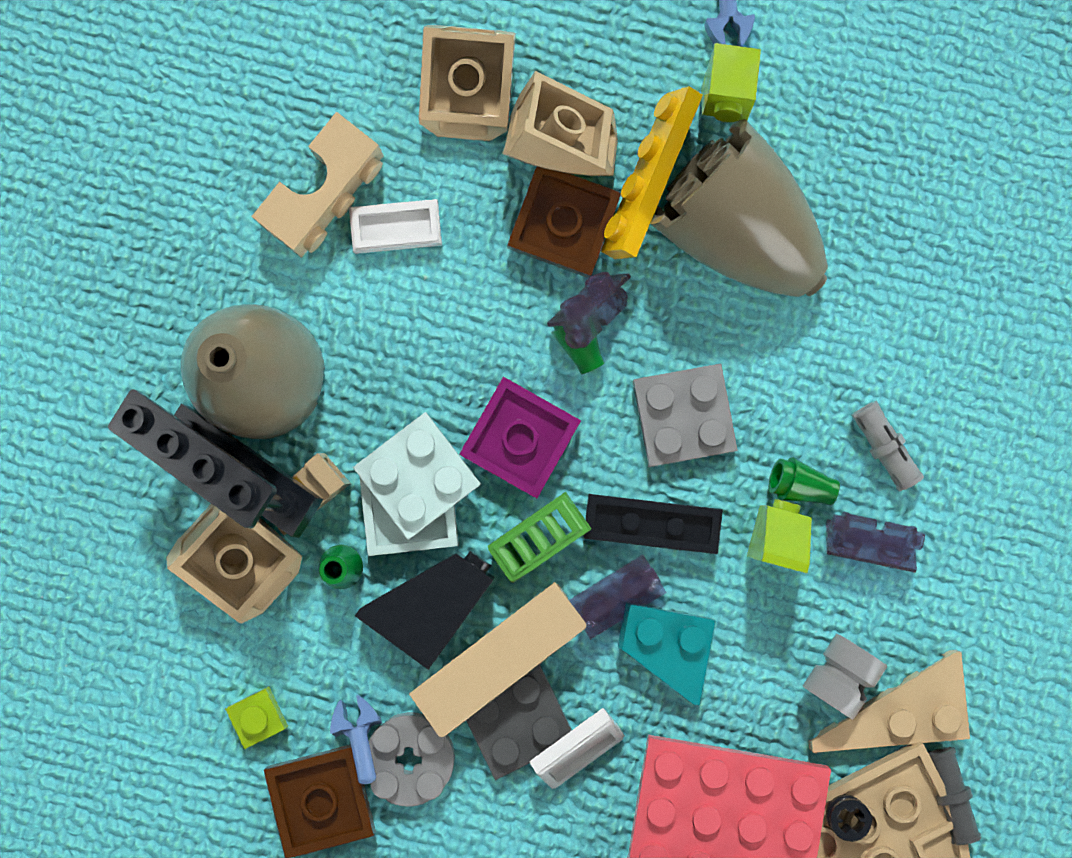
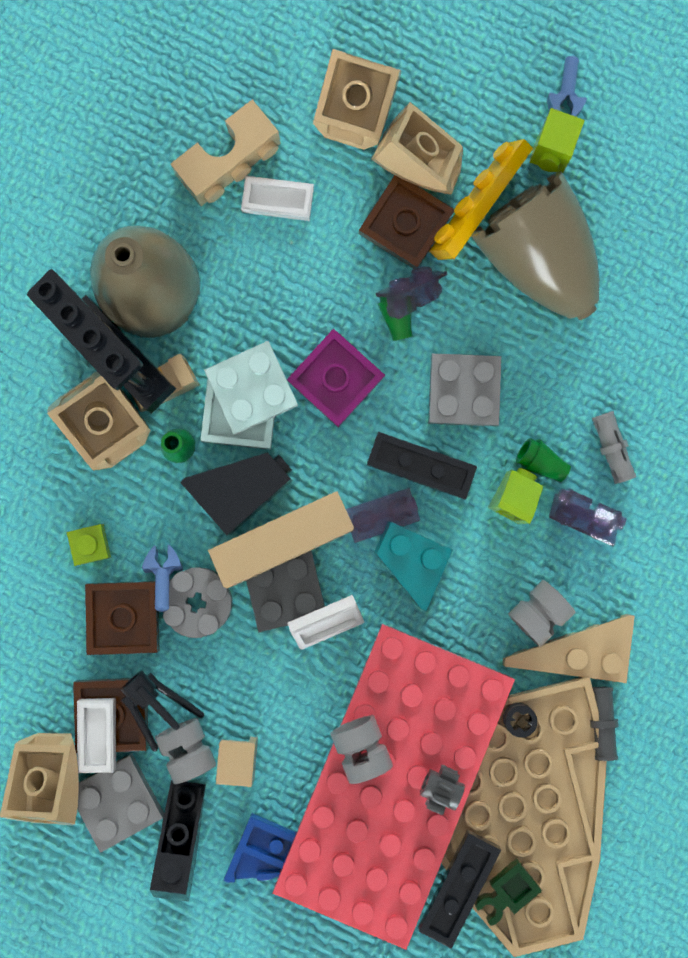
camera: 15 degrees right, 0 degrees up
(508, 558) = (305, 465): bright green slope -> none

